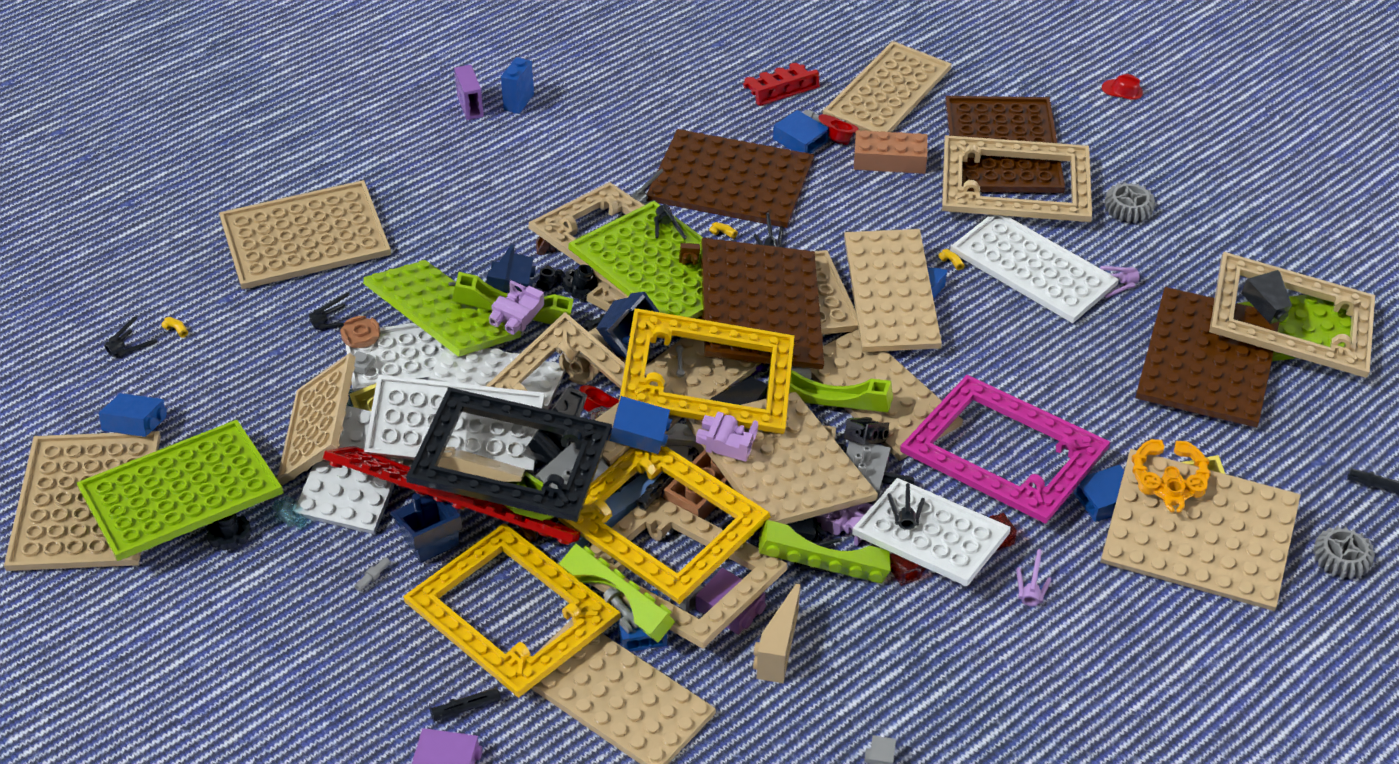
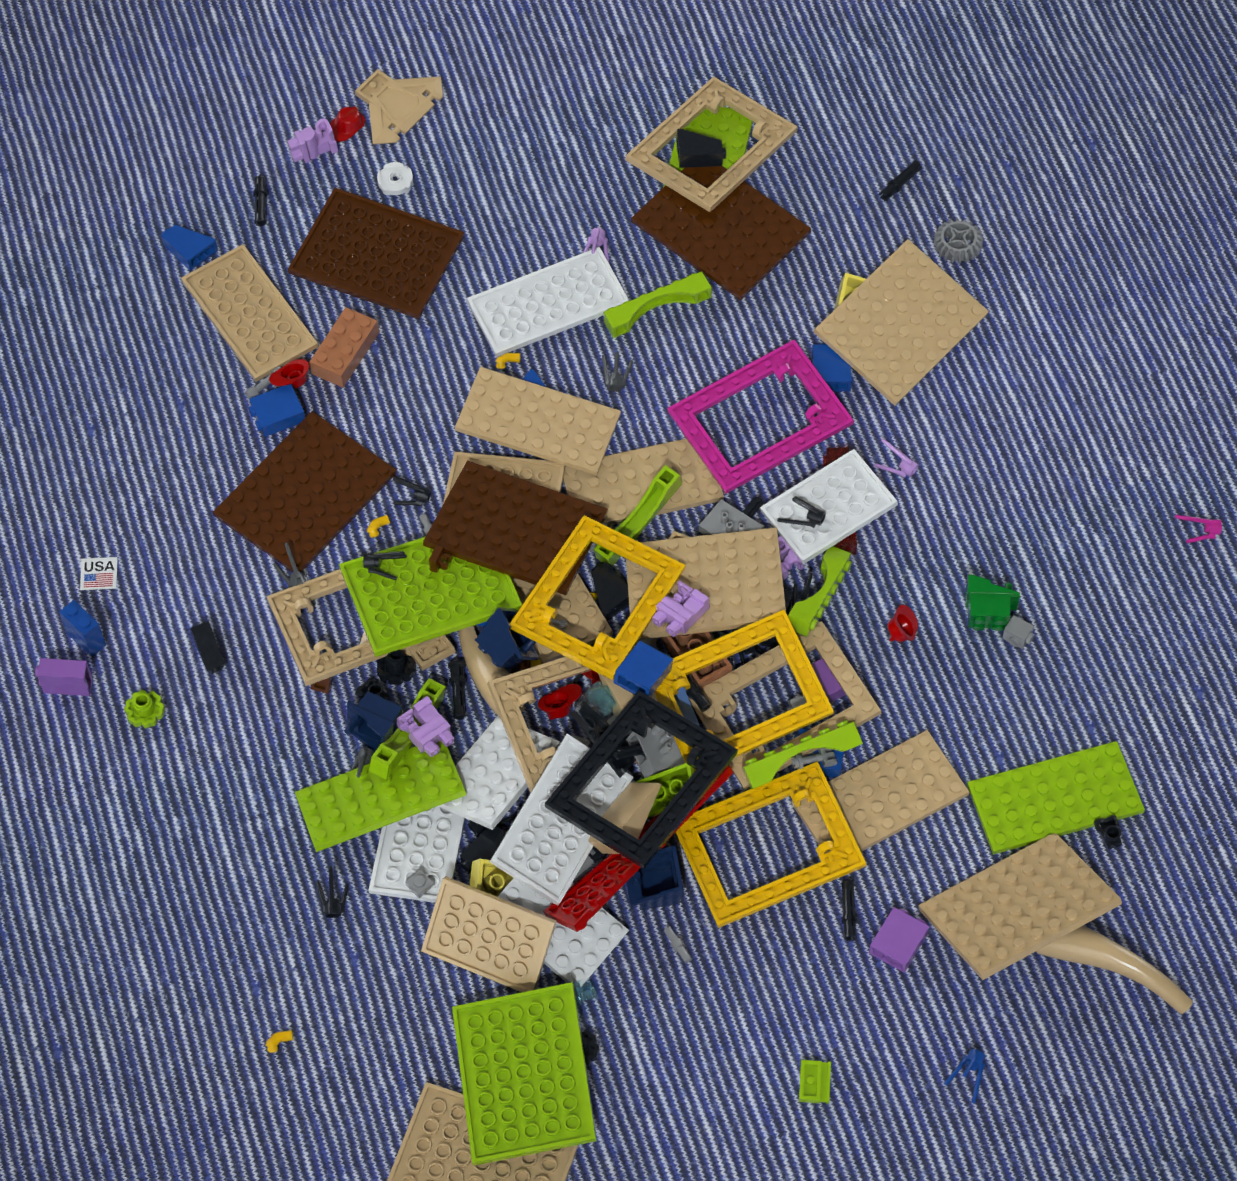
camera: 65 degrees left, 15 degrees up
(115, 344) = (283, 1100): black plant -> none
(132, 414) = (398, 1098): blue brick -> none
(250, 734) = (814, 1081): none -> lime plate
(304, 234) = (199, 891): tan plate -> none
(360, 332) = (376, 873): nougat tile -> none
(465, 148) = (144, 709): none -> lime plant
(541, 162) = (207, 647): none -> black slope
(584, 89) = (98, 573): none -> sticker
(599, 405) = (601, 695): none -> clear light blue plate
(776, 640) = (891, 660): tan slope -> none
(785, 87) = (198, 403): red fence -> none
(834, 646) = (903, 625): none -> red piece
(866, 431) = (697, 508): black hinge -> none
(892, 708) = (989, 603): none -> green piece
(926, 36) = (188, 246): none -> blue slope
(957, 199) = (378, 285): tan plate -> none
(979, 335) = (615, 381): none -> dark grey plant
(1009, 60) = (260, 195): none -> black pin
(1055, 321) = (688, 290): none -> lime arch
(1080, 70) = (311, 143): none -> lavender hips
(1089, 131) = (397, 187): none -> white plate
(1129, 202) = (507, 193): light grey gear -> none
(1169, 110) = (397, 103): none -> tan plate
(1171, 485) = (862, 316): light orange piece -> none

